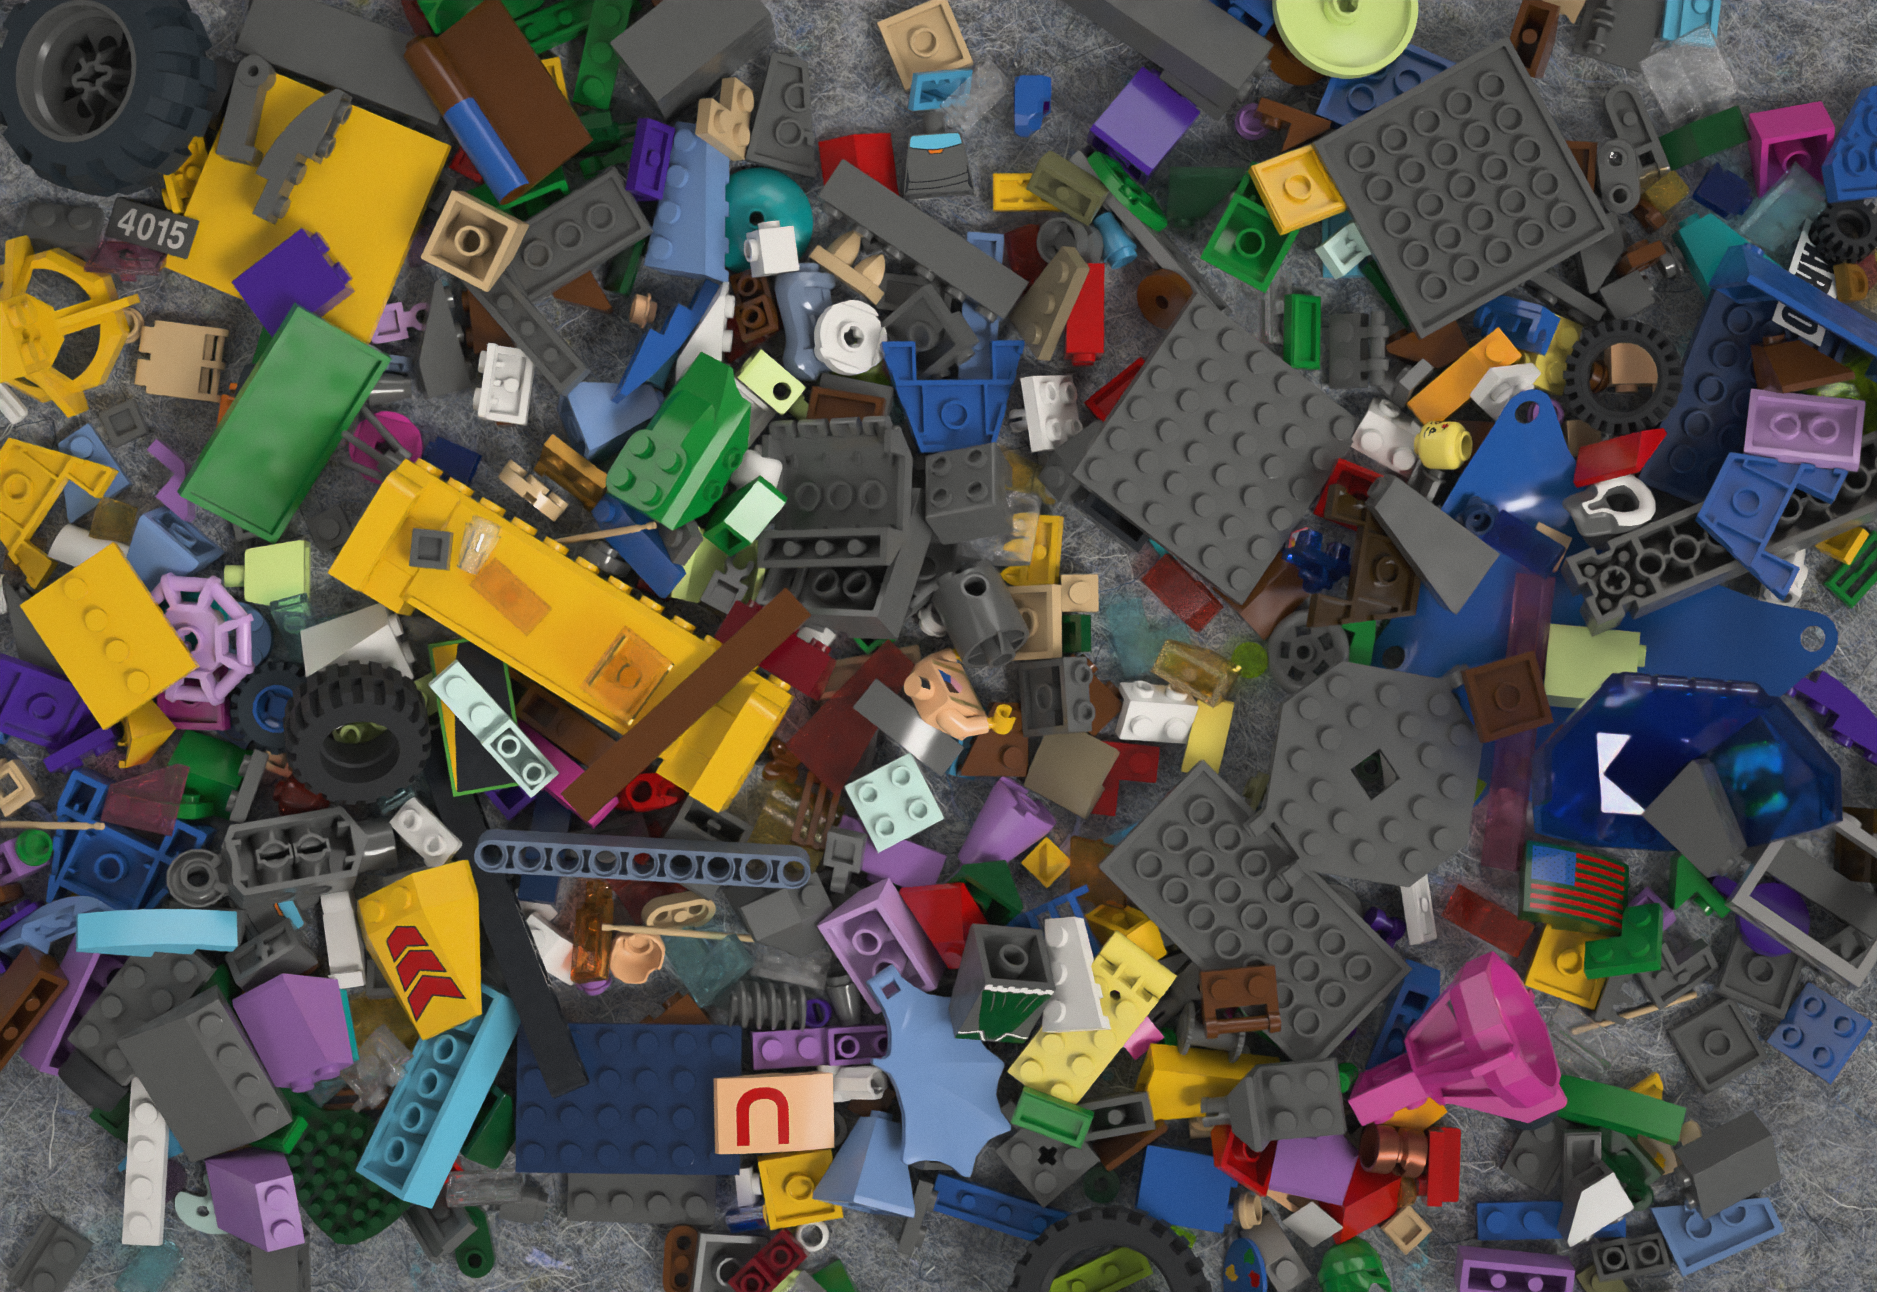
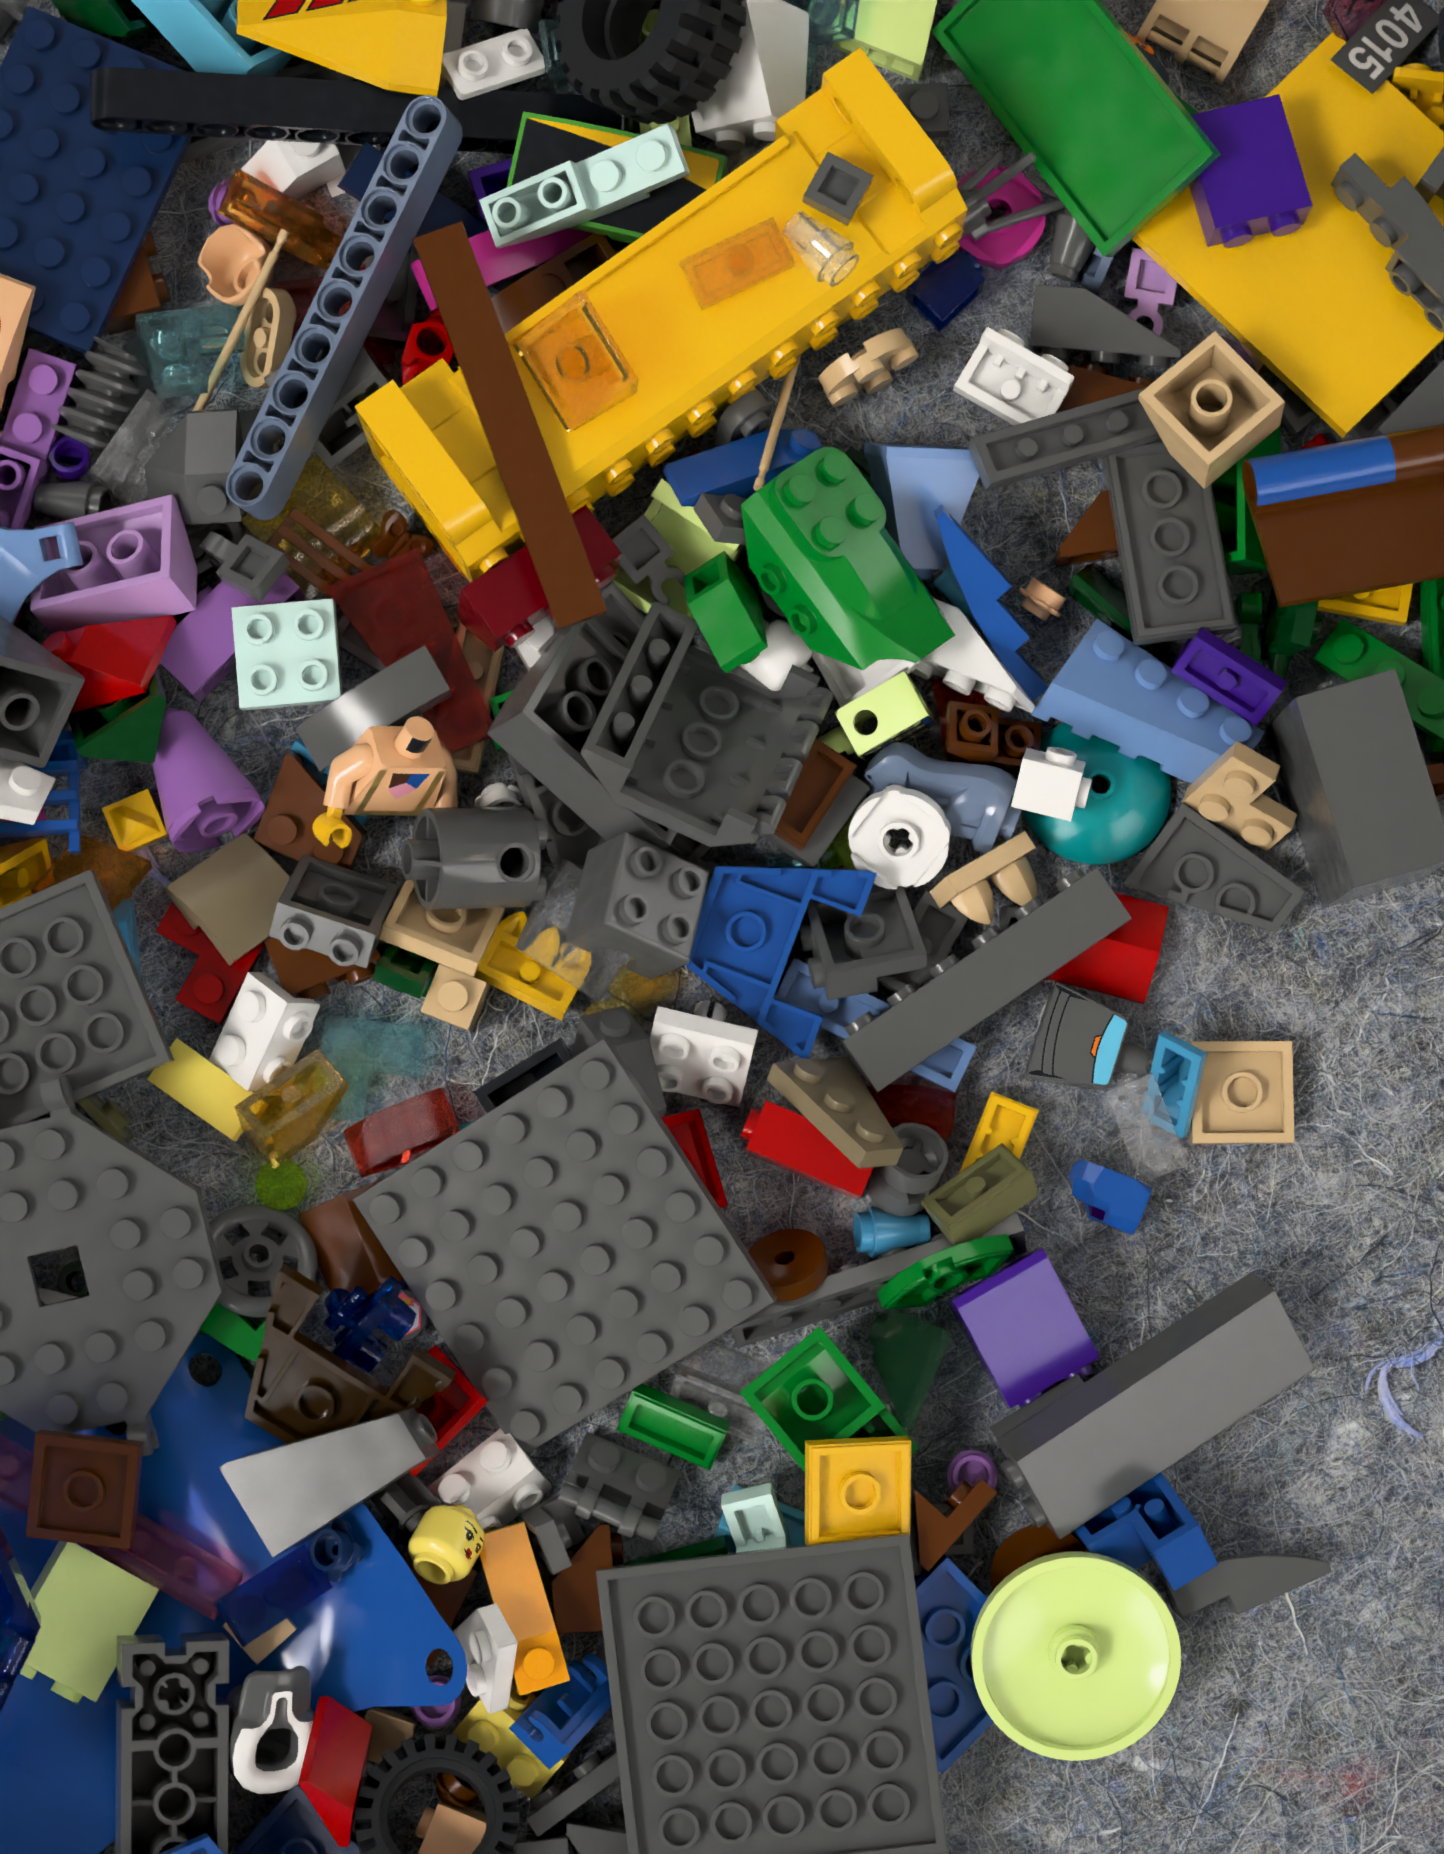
camera: 105 degrees right, 5 degrees down
(572, 472) = (874, 423): pearl gold plate -> none

